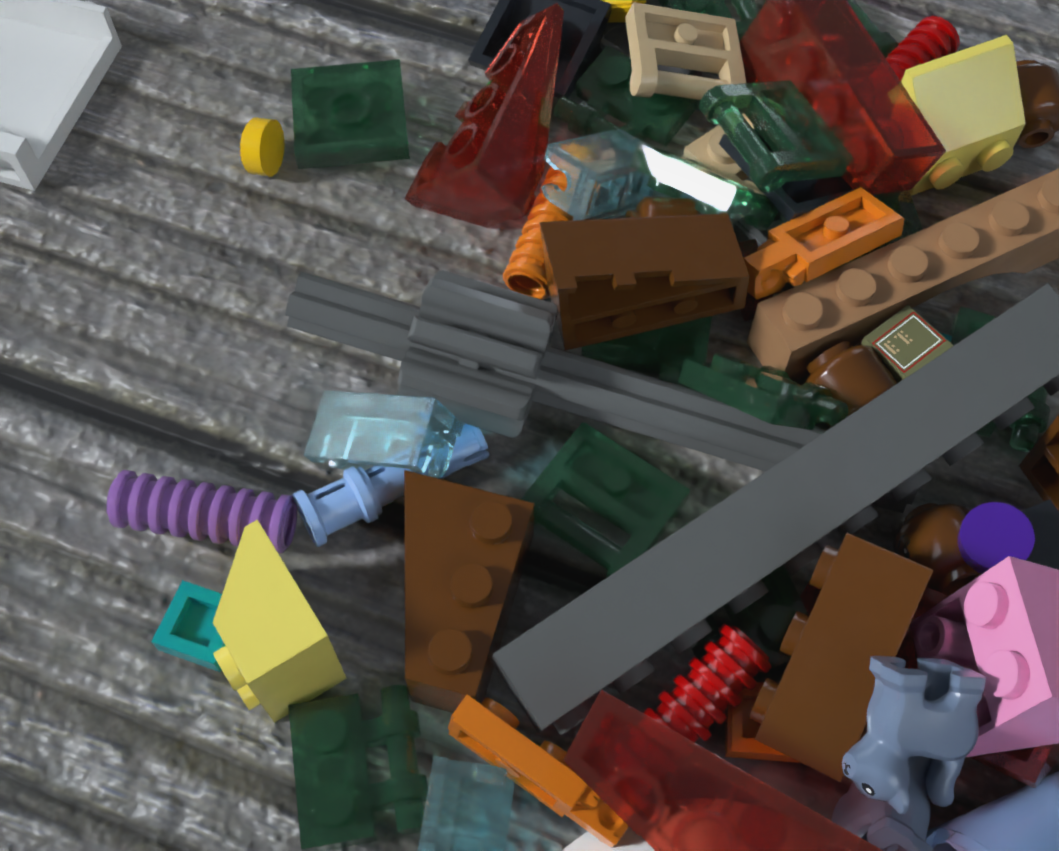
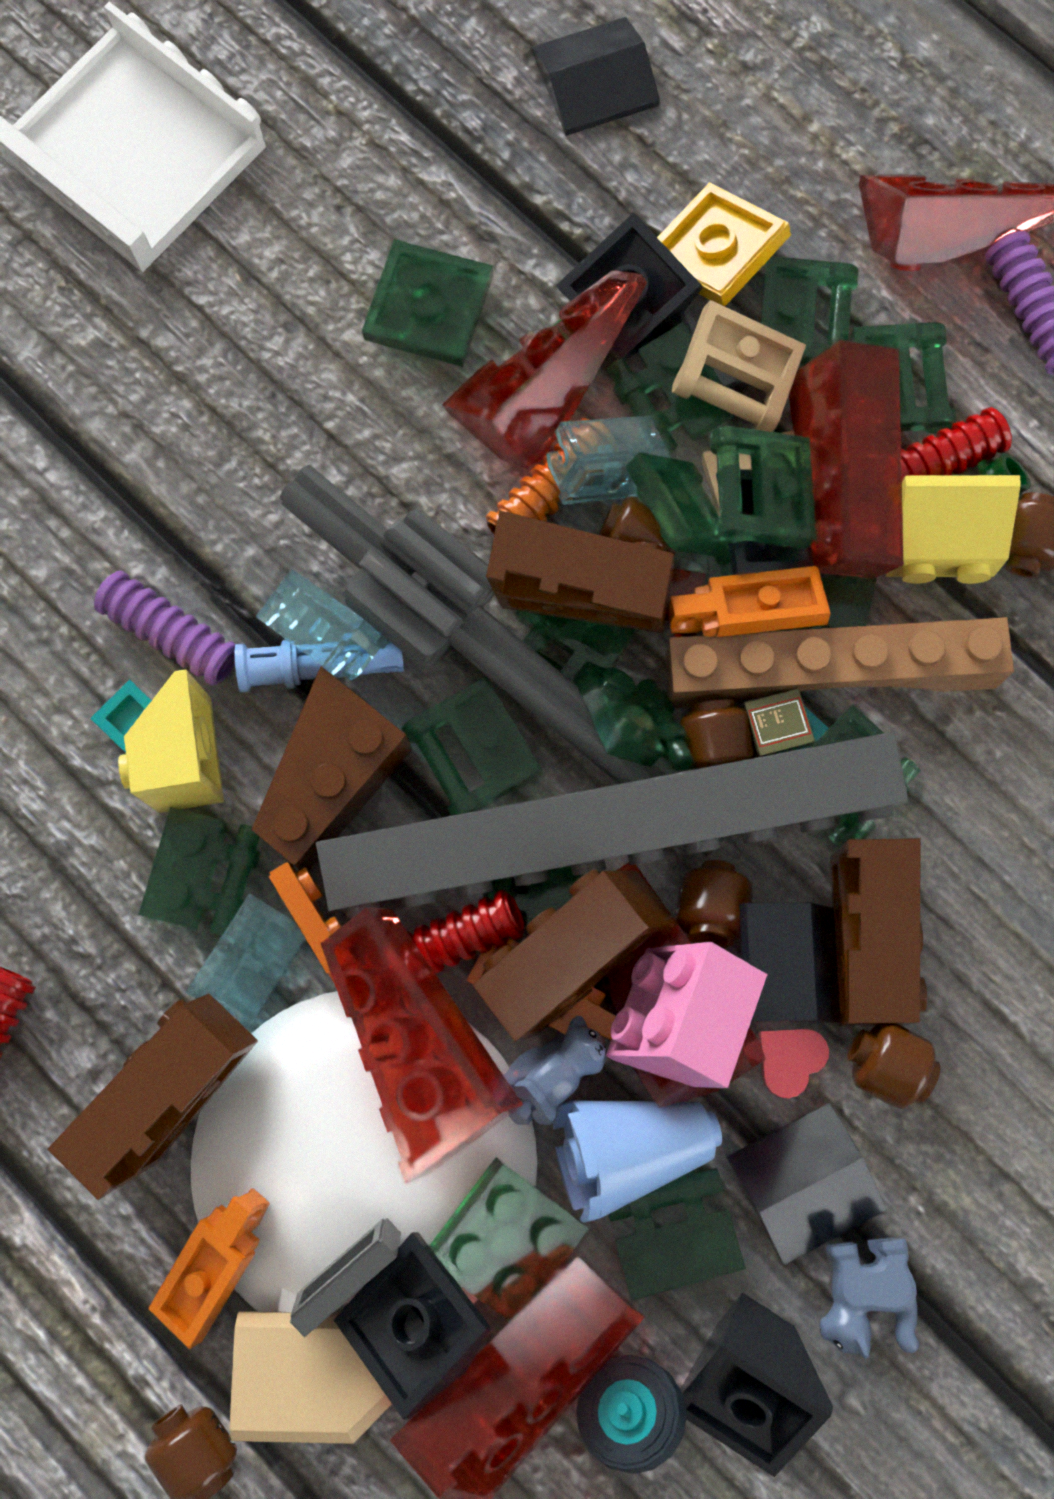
camera: 30 degrees right, 15 degrees up
(262, 146) = (340, 309): yellow tile -> none
(915, 714) = (581, 1027): sand blue animal -> none
(994, 533) = (739, 917): dark purple tile -> none

